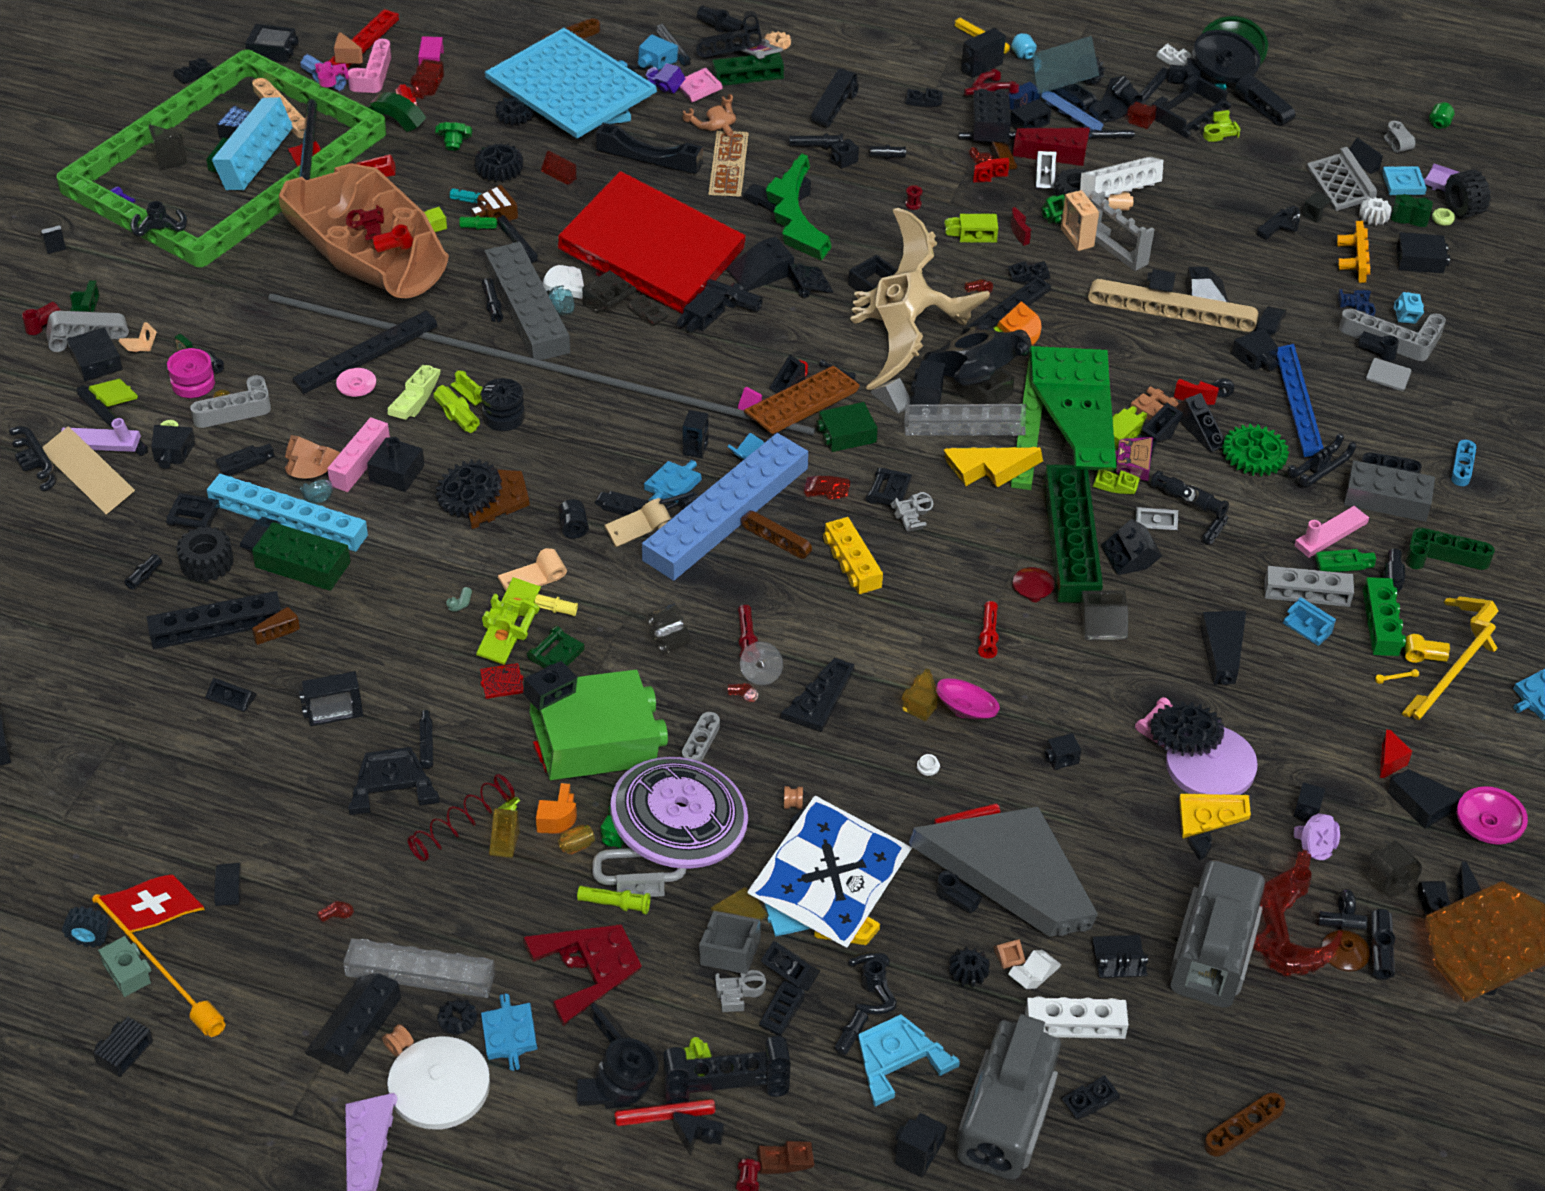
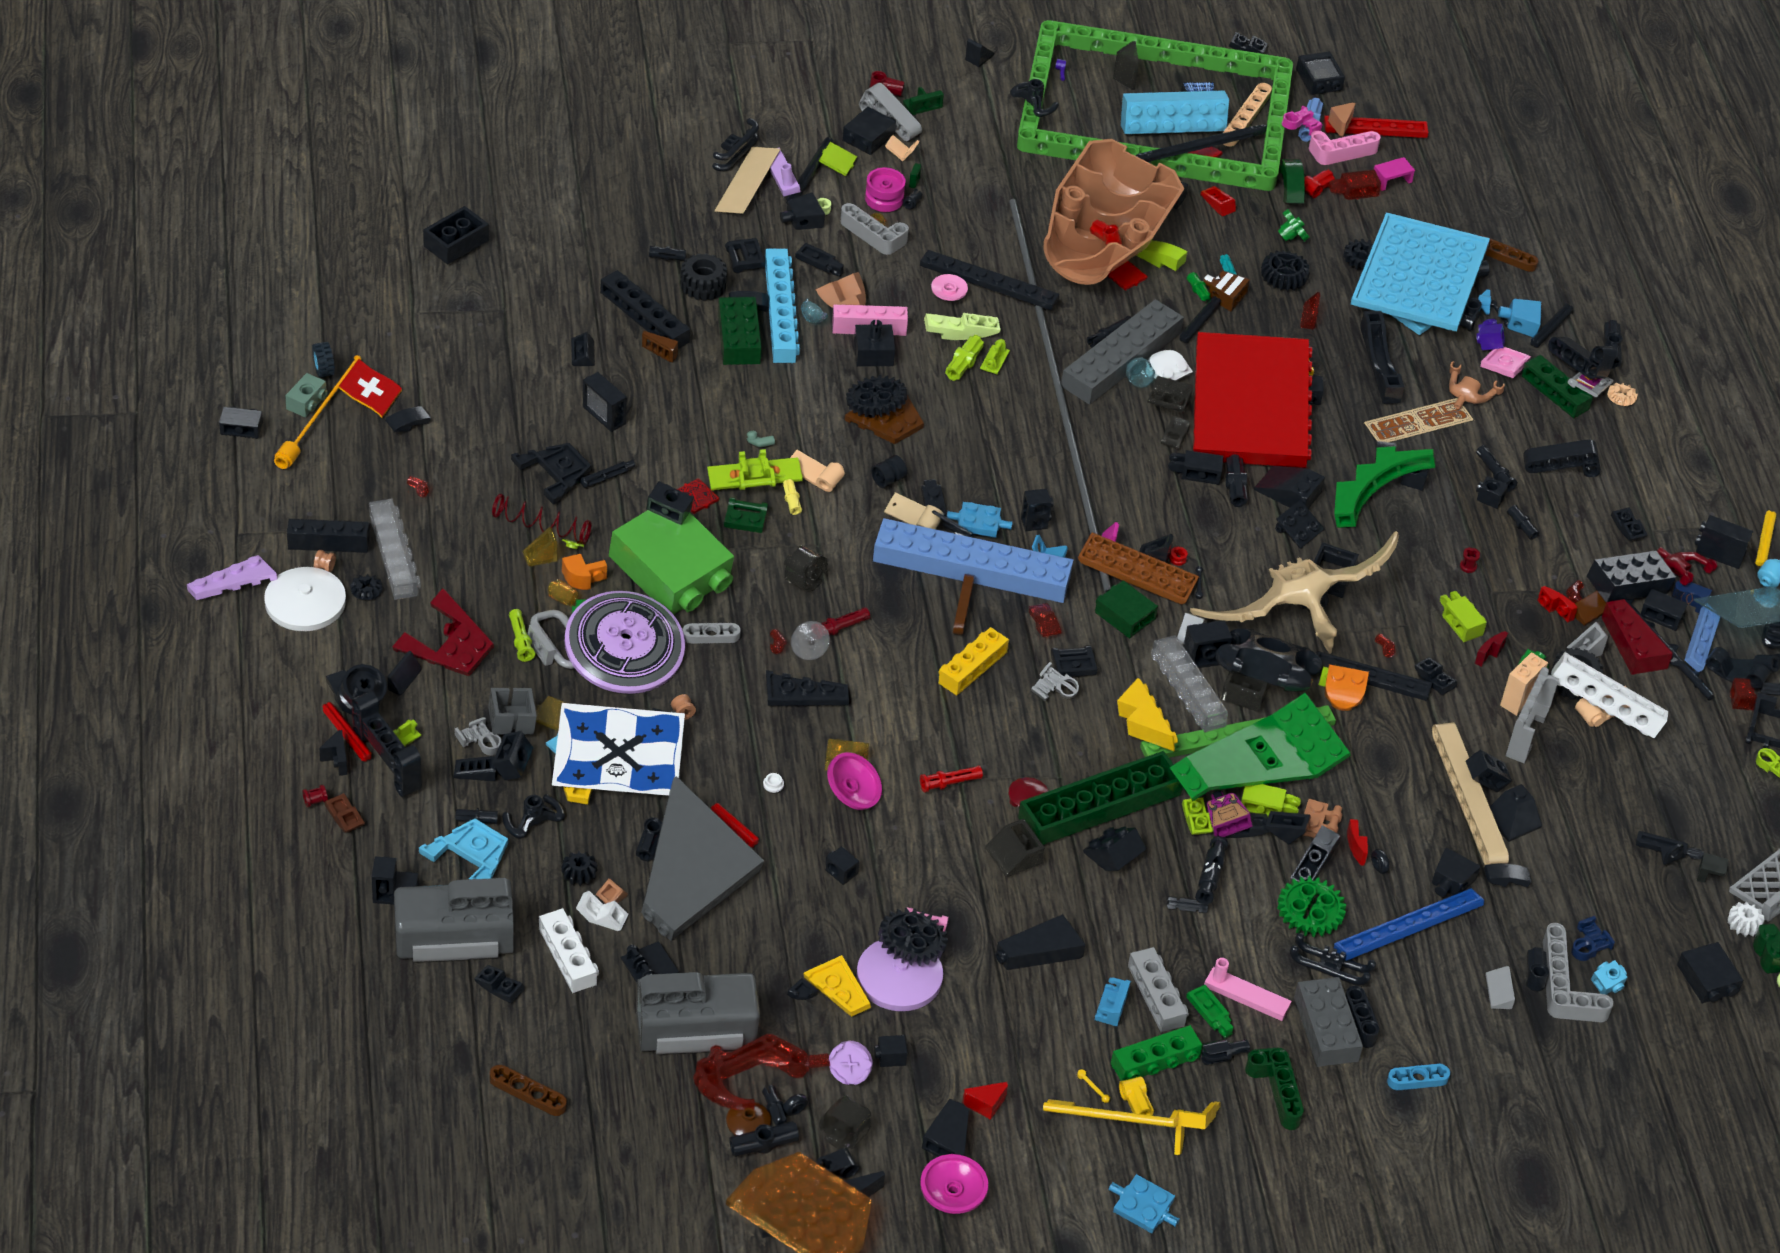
camera: 60 degrees right, 0 degrees up
(369, 220) = (1116, 205): dark red piece -> none
(502, 404) = (984, 380): black wheel -> none
(509, 1031) = (368, 620): dark azure plate -> none
(1076, 95) = (1725, 635): black piece -> none
(1157, 518) = (1170, 859): light grey slope -> none
(1358, 241) = (1680, 918): light orange plate -> none

